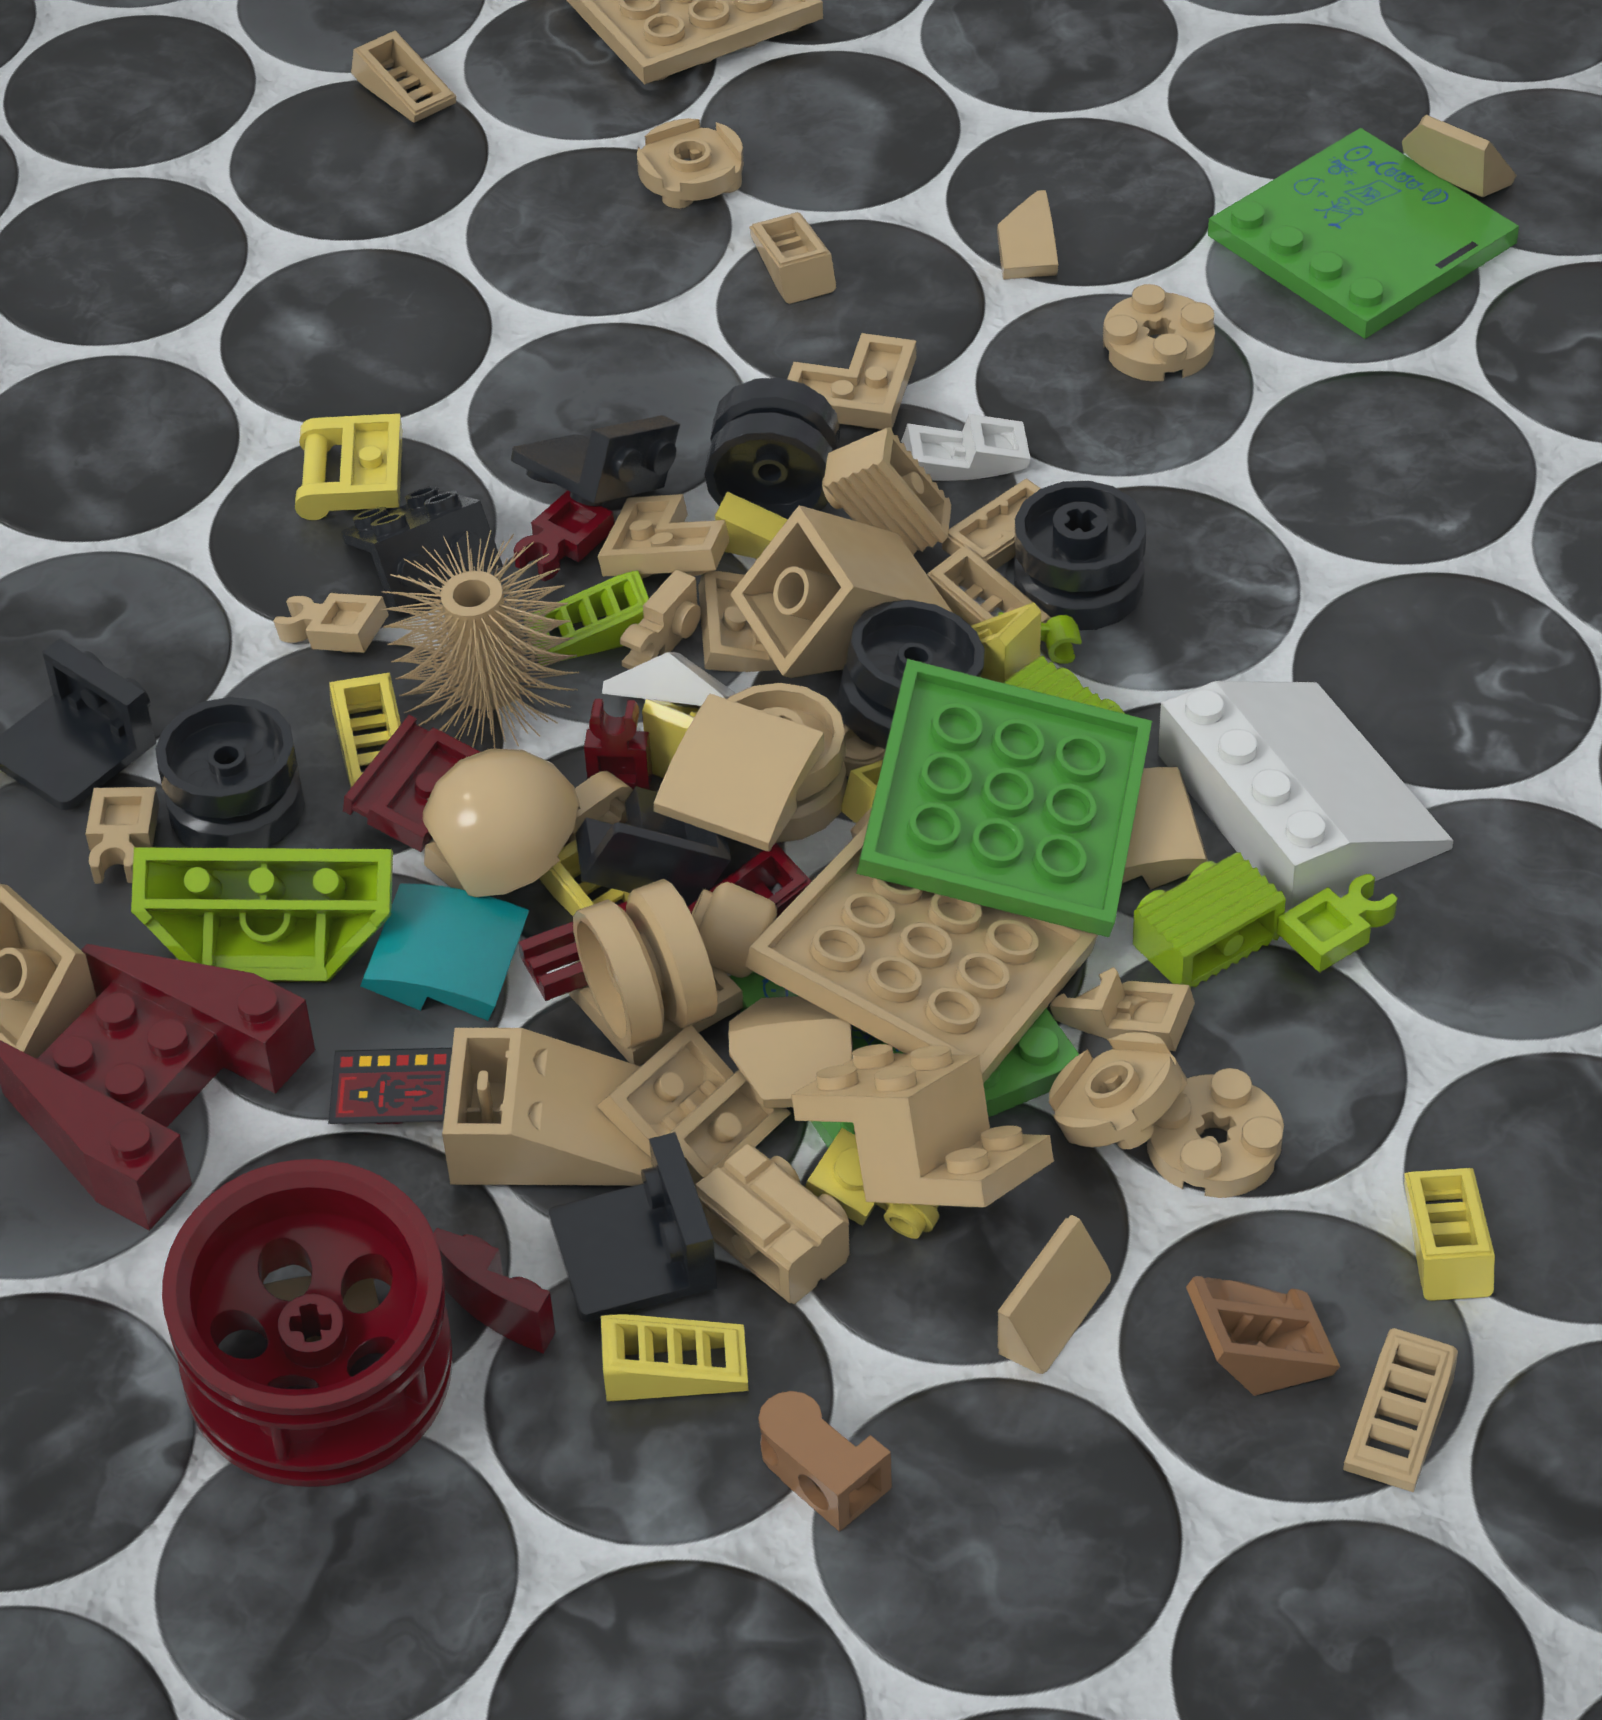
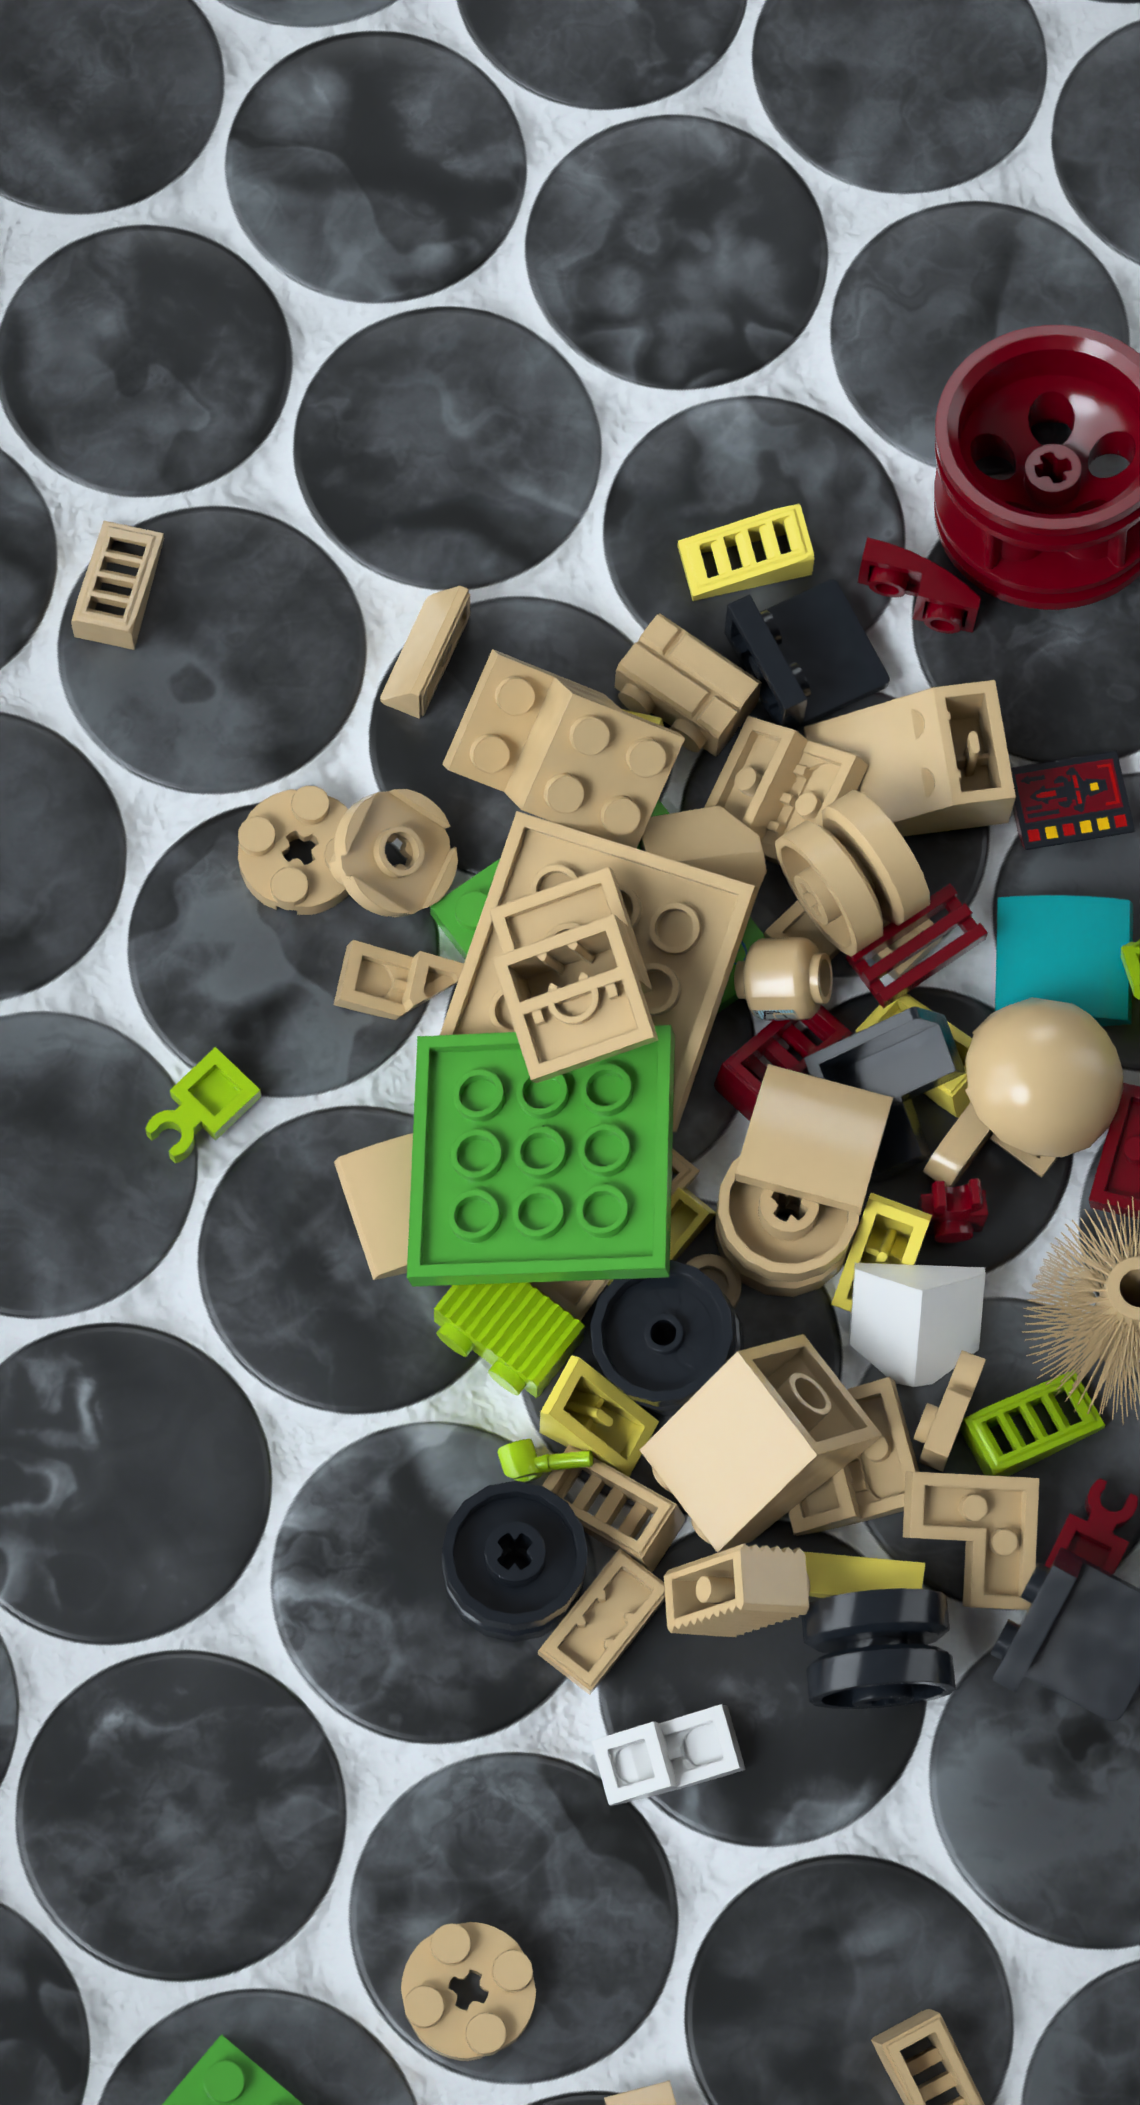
camera: 165 degrees right, 25 degrees up
(819, 1461) = (603, 465): medium nougat leg -> none
(871, 387) = (800, 1823): tan plate -> none
(952, 885) = (572, 975): none -> tan bracket
(1208, 920) = (330, 1083): lime brick -> none
(1262, 1334) = (246, 641): medium nougat slope -> none
(1295, 786) = (248, 1279): white slope -> none
(1450, 1238) = (73, 726): light yellow slope -> none

